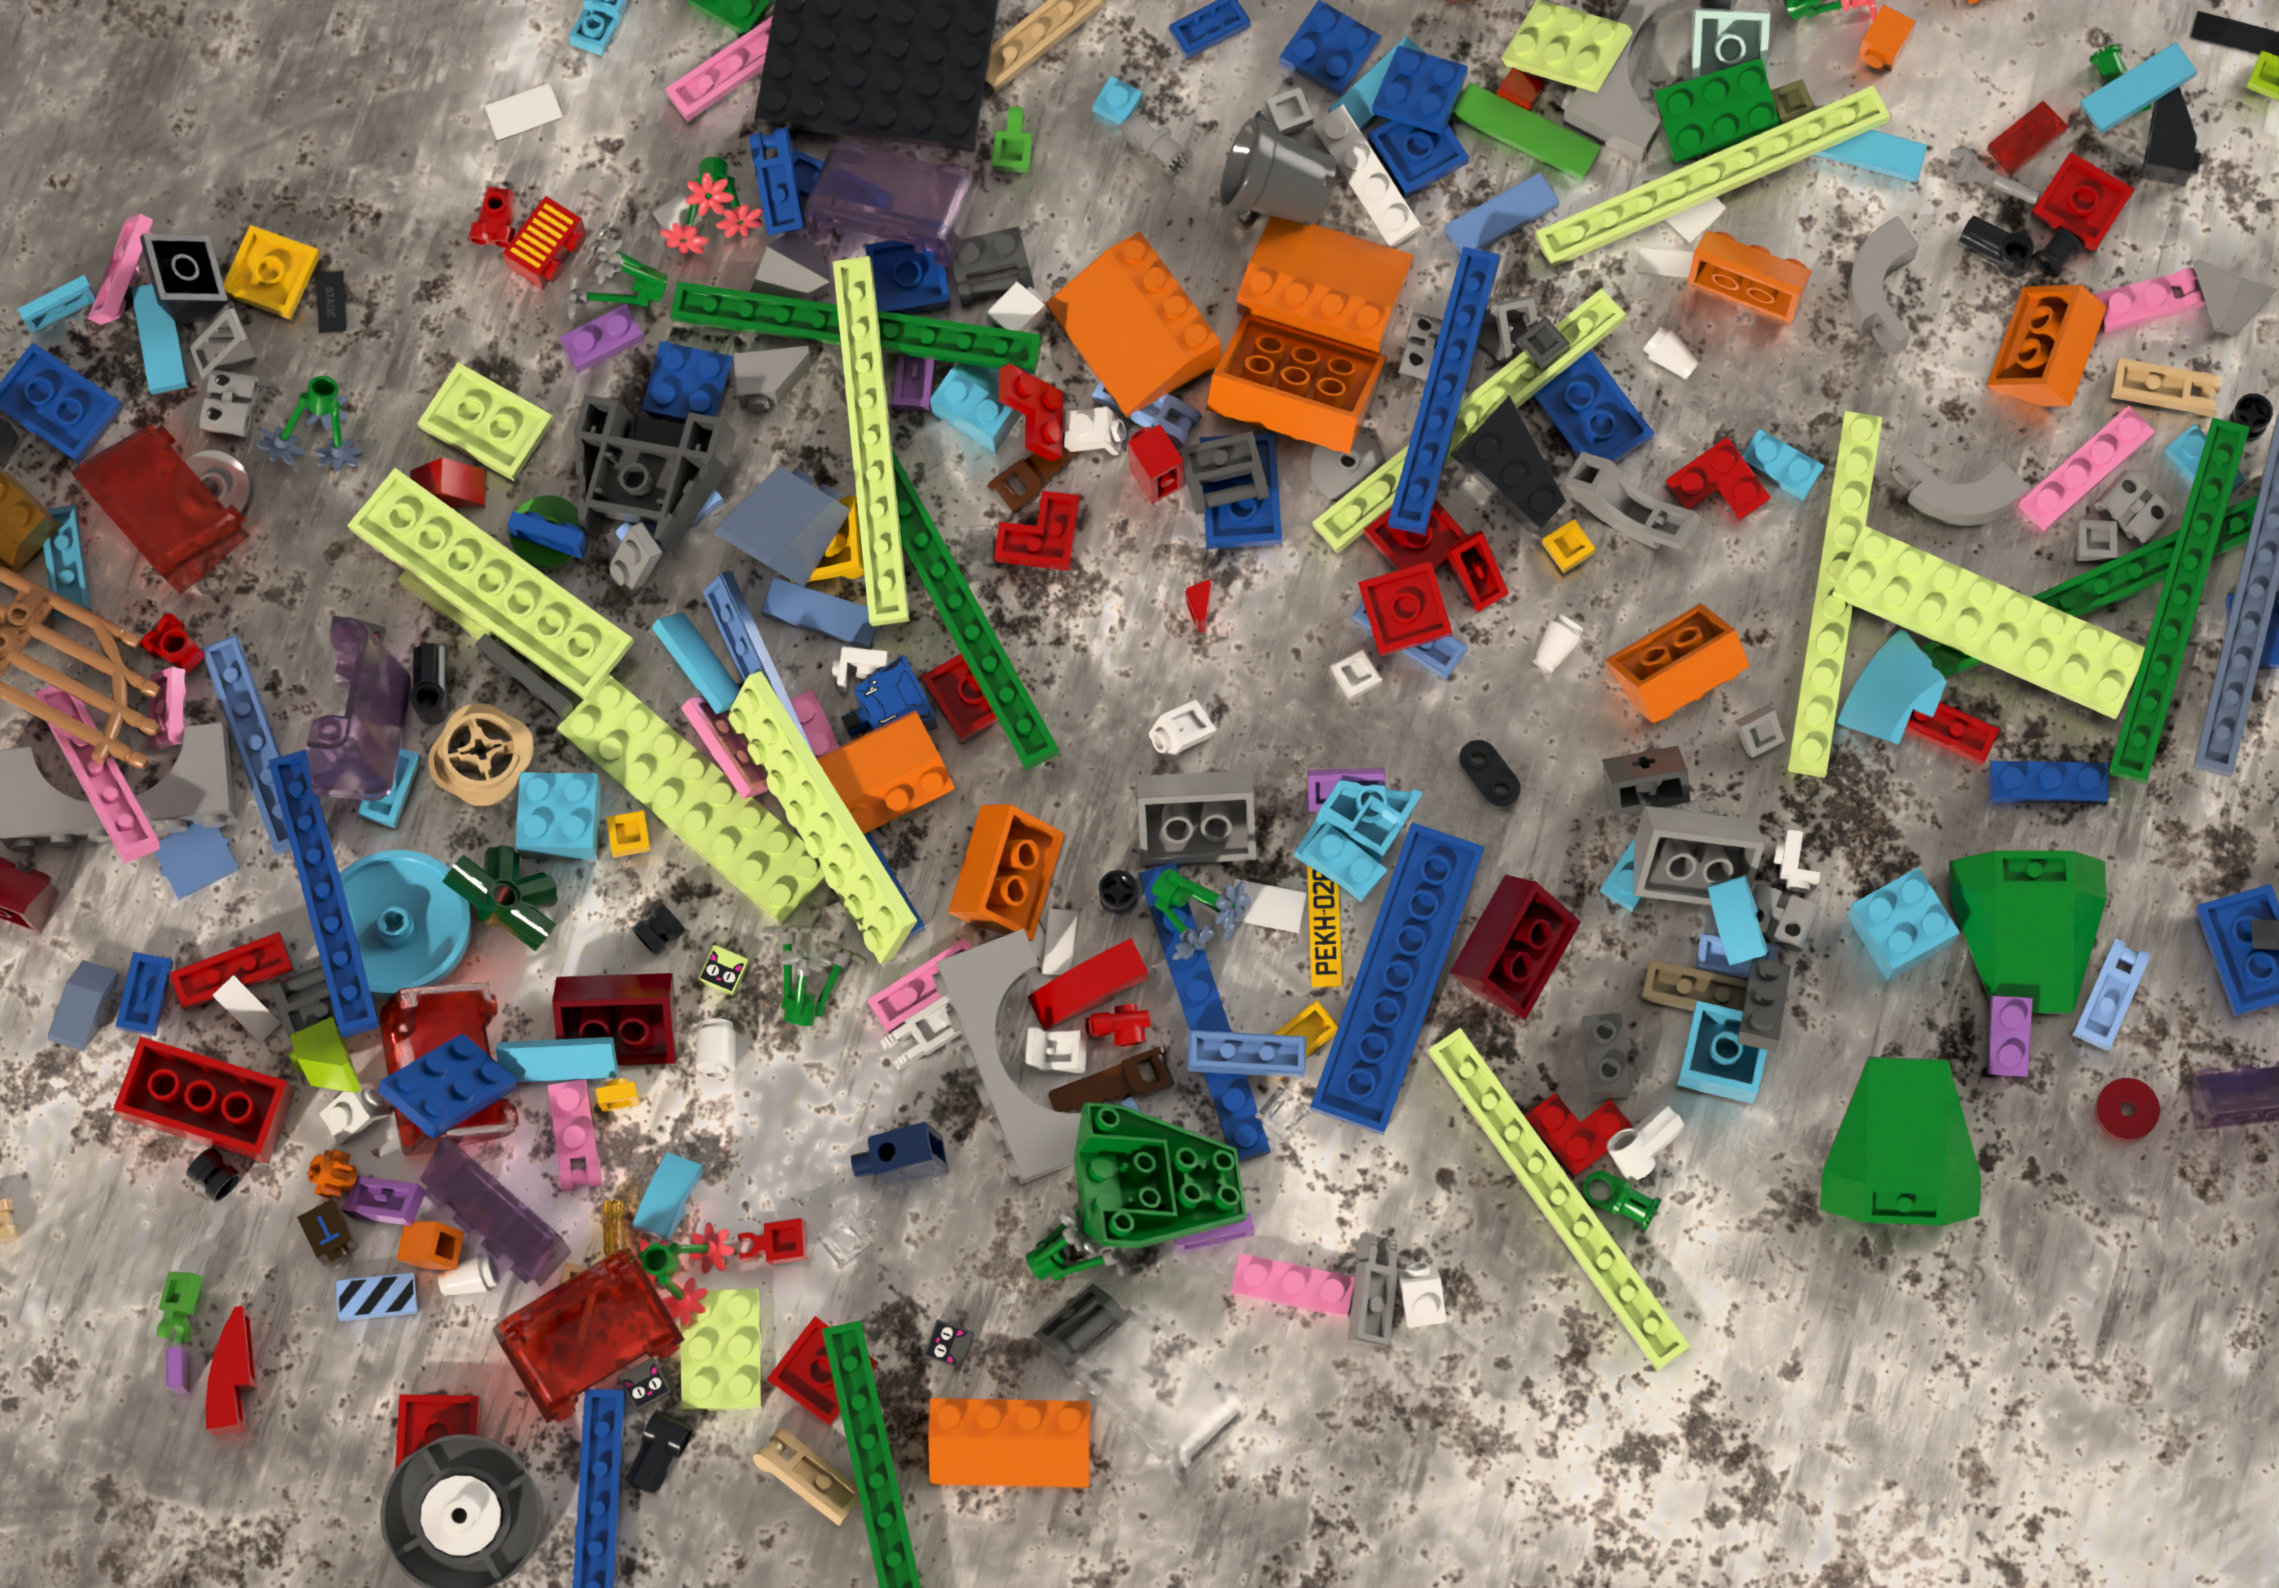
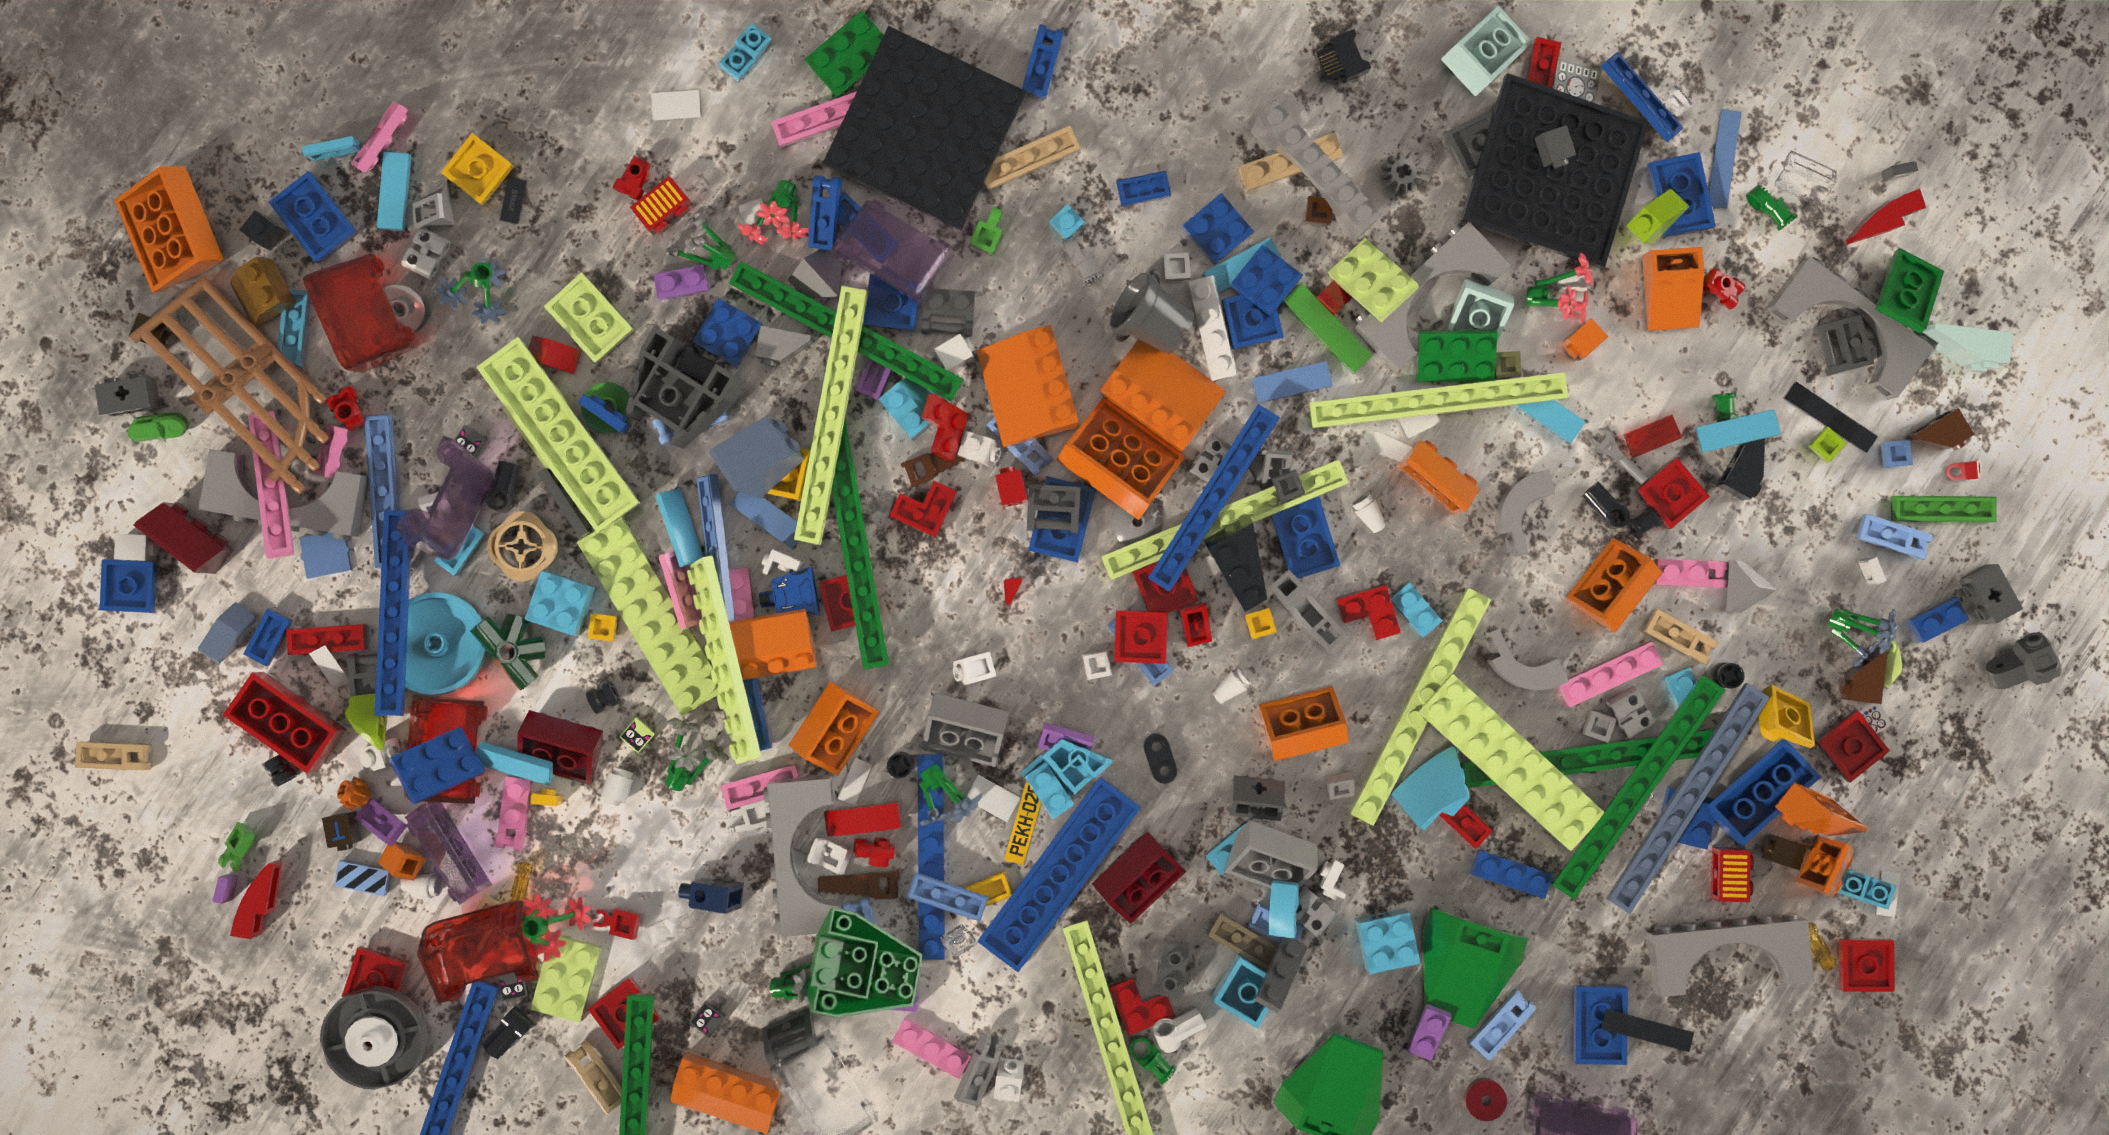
camera: 10 degrees right, 15 degrees up
(184, 275) = (415, 157): black slope -> none
(634, 560) = (655, 448): light grey plate -> none
(666, 1196) = (559, 872): medium azure slope -> none

